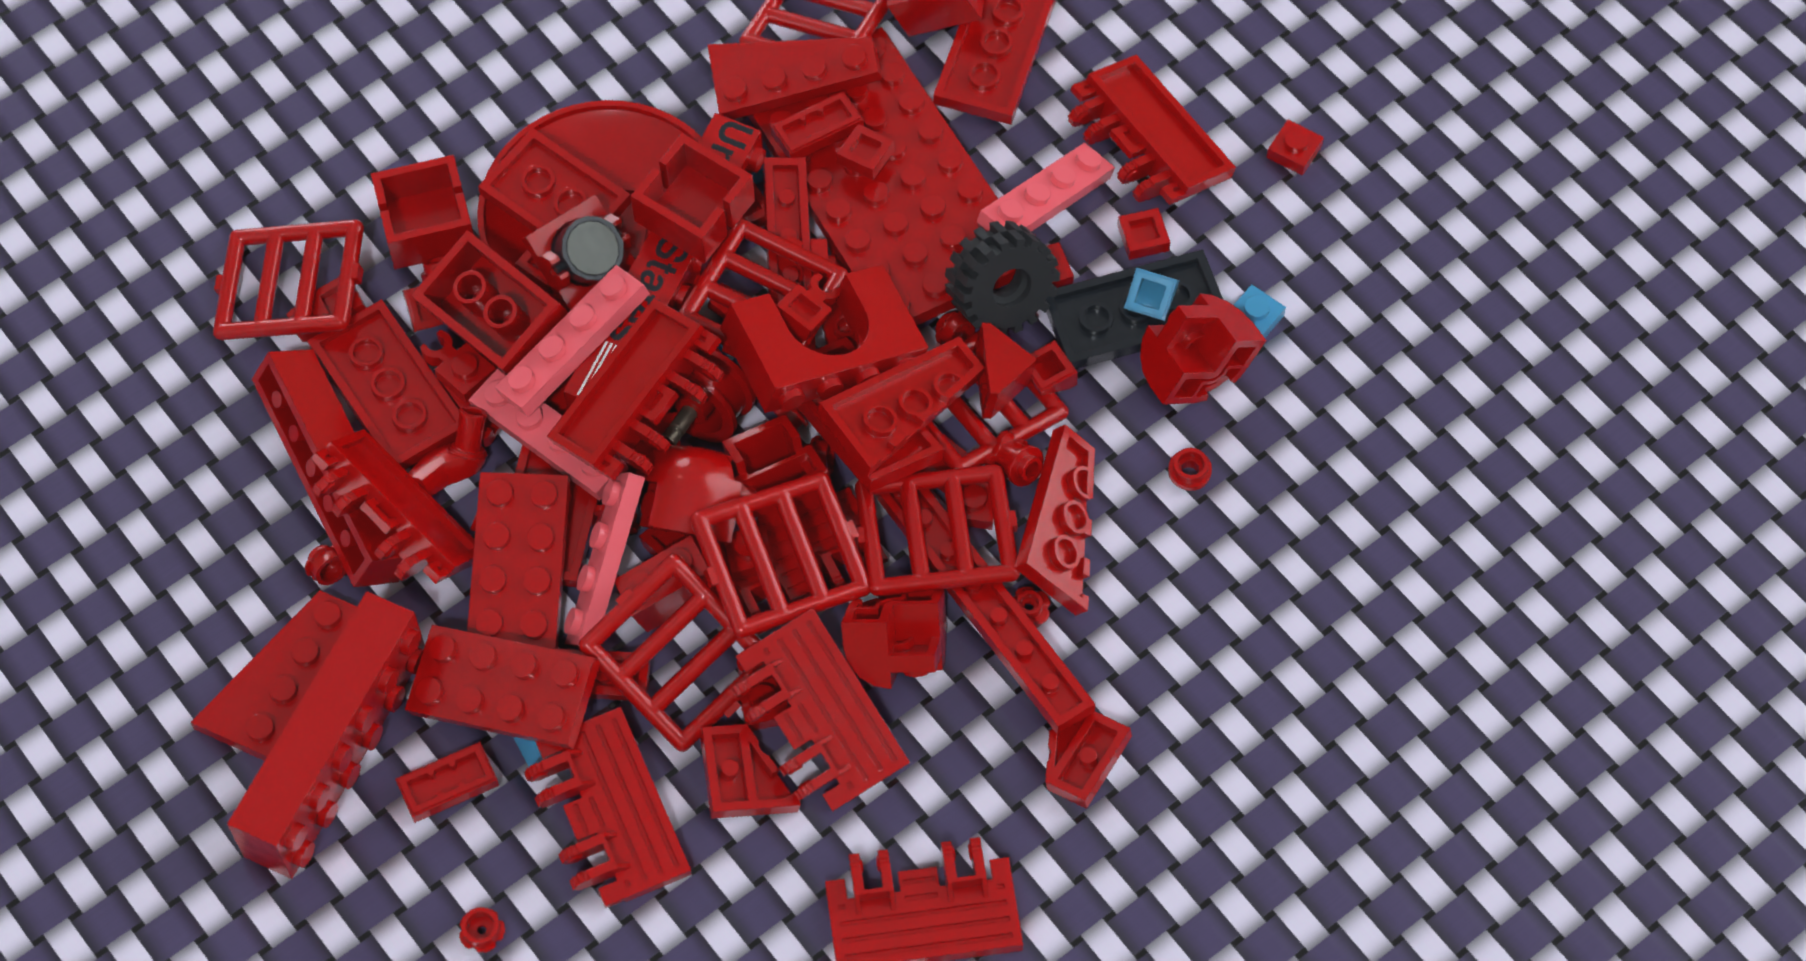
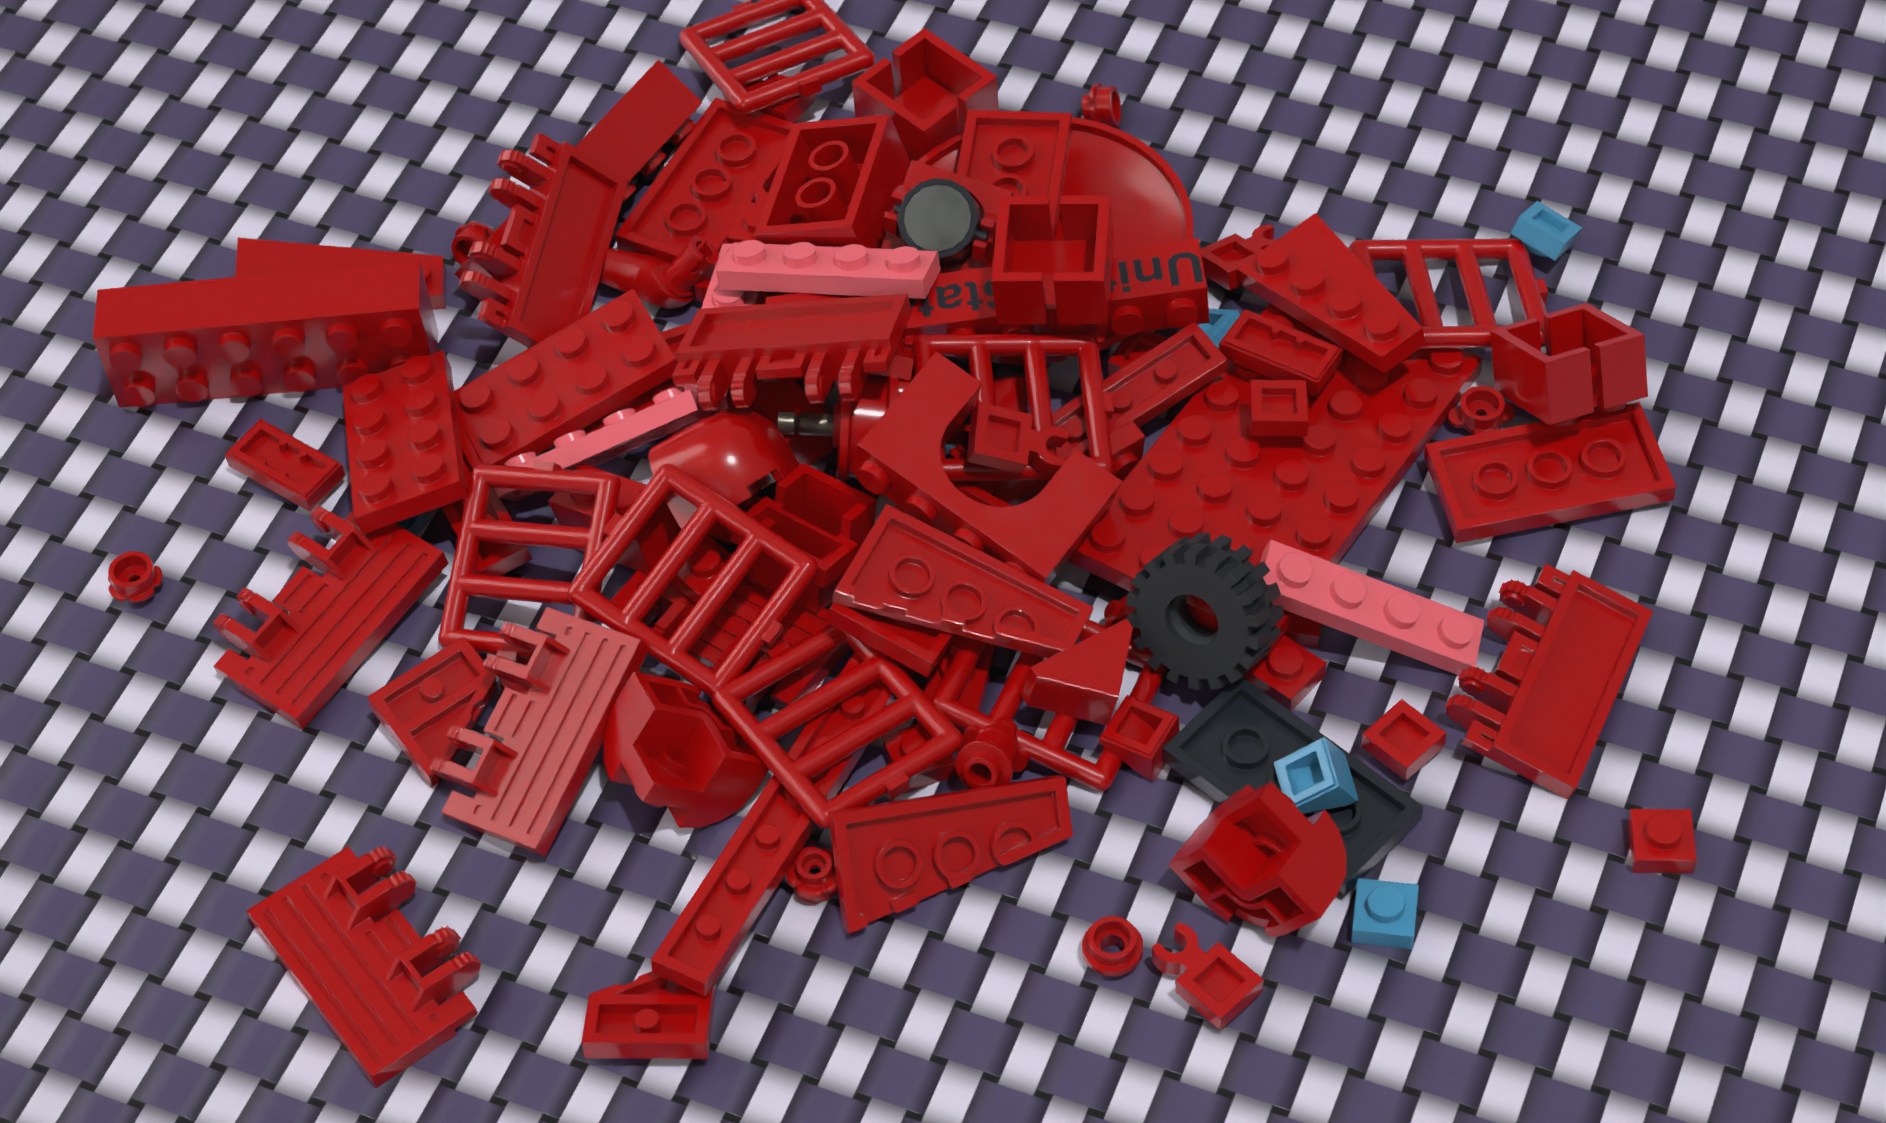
camera: 65 degrees right, 10 degrees down
(500, 115) = (1102, 105): none -> red plate
(699, 104) = (1229, 253): none -> red plate
(922, 44) = (1478, 402): none -> red plate
(1249, 425) = (1209, 981): none -> red plate

